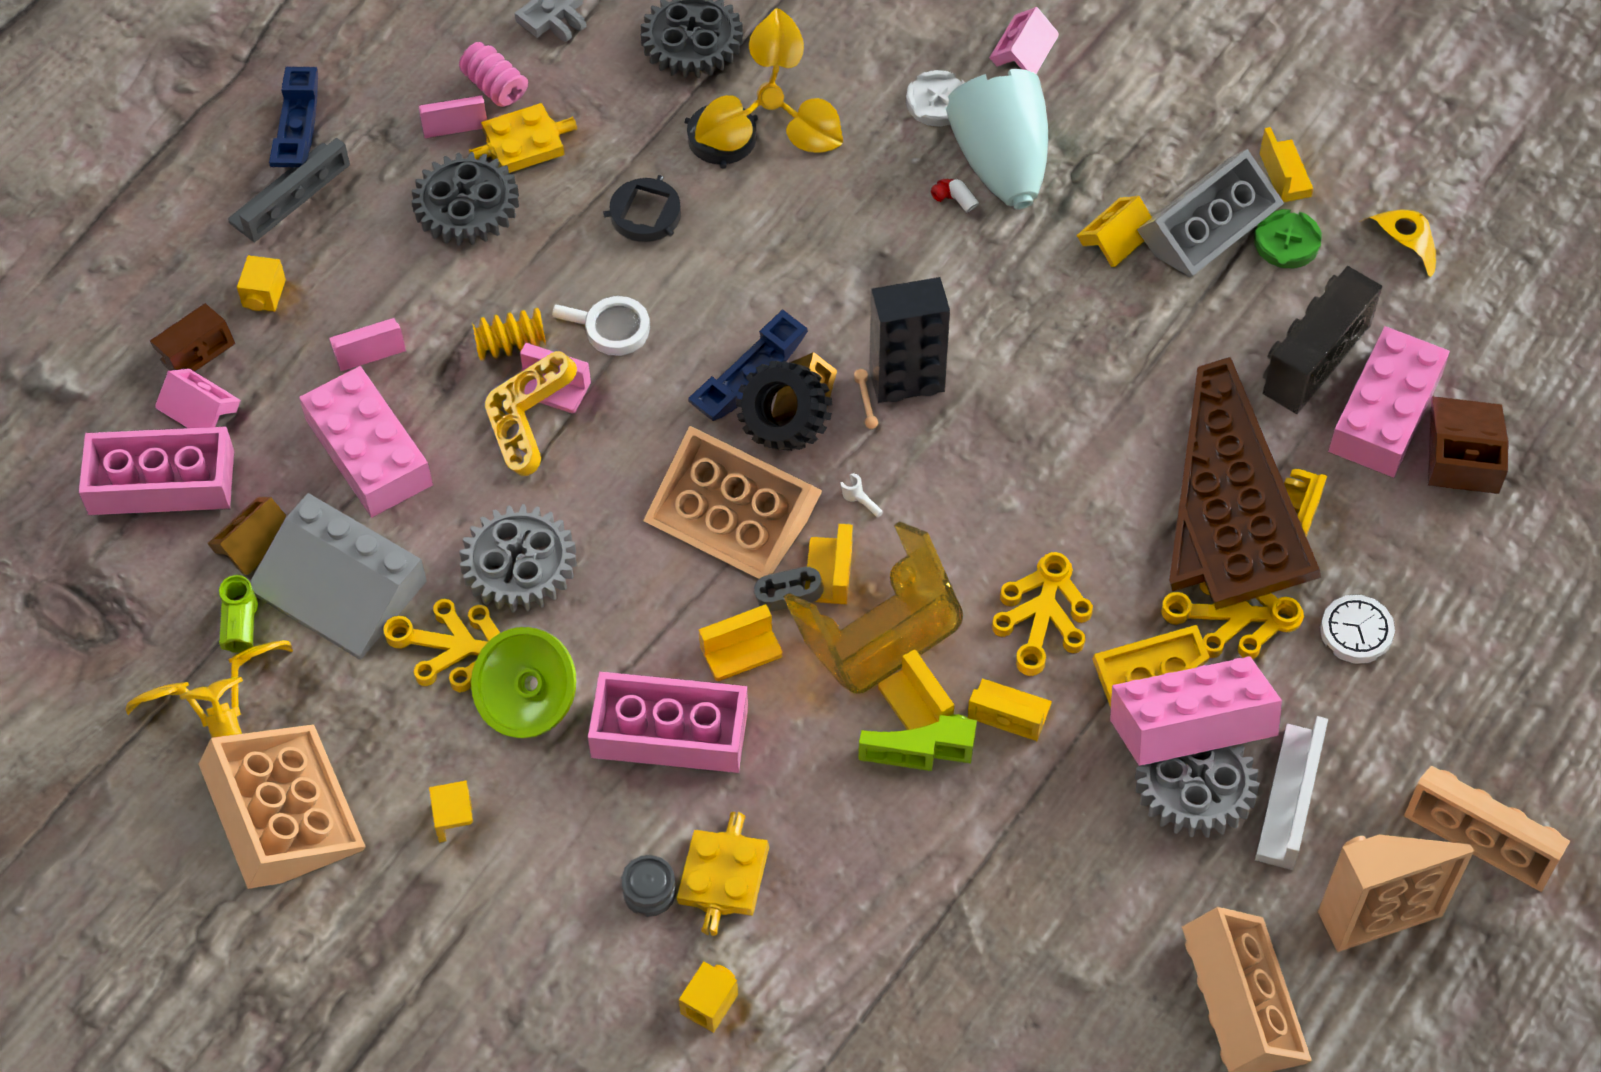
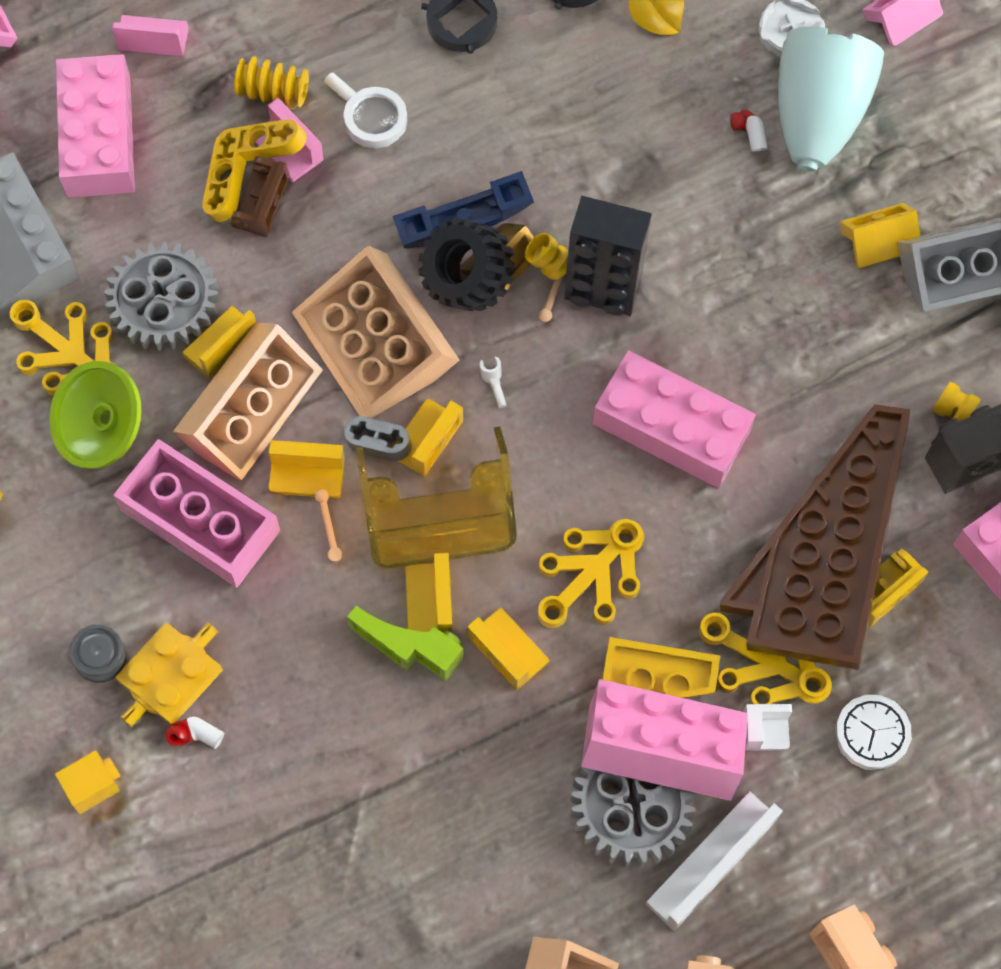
camera: 25 degrees right, 10 degrees up
(555, 434) = (261, 196): none -> reddish brown hinge
(595, 572) = (219, 341): none -> yellow panel
(652, 607) = (248, 399): none -> light nougat slope
(774, 909) = (192, 730): none -> arm
(808, 703) = (334, 554): none -> light nougat hinge
(848, 370) = (548, 255): none -> yellow wheel
(1038, 454) = (673, 419): none -> bright pink brick
(1258, 333) = (956, 403): none -> yellow wheel
(1271, 661) = (767, 727): none -> white panel

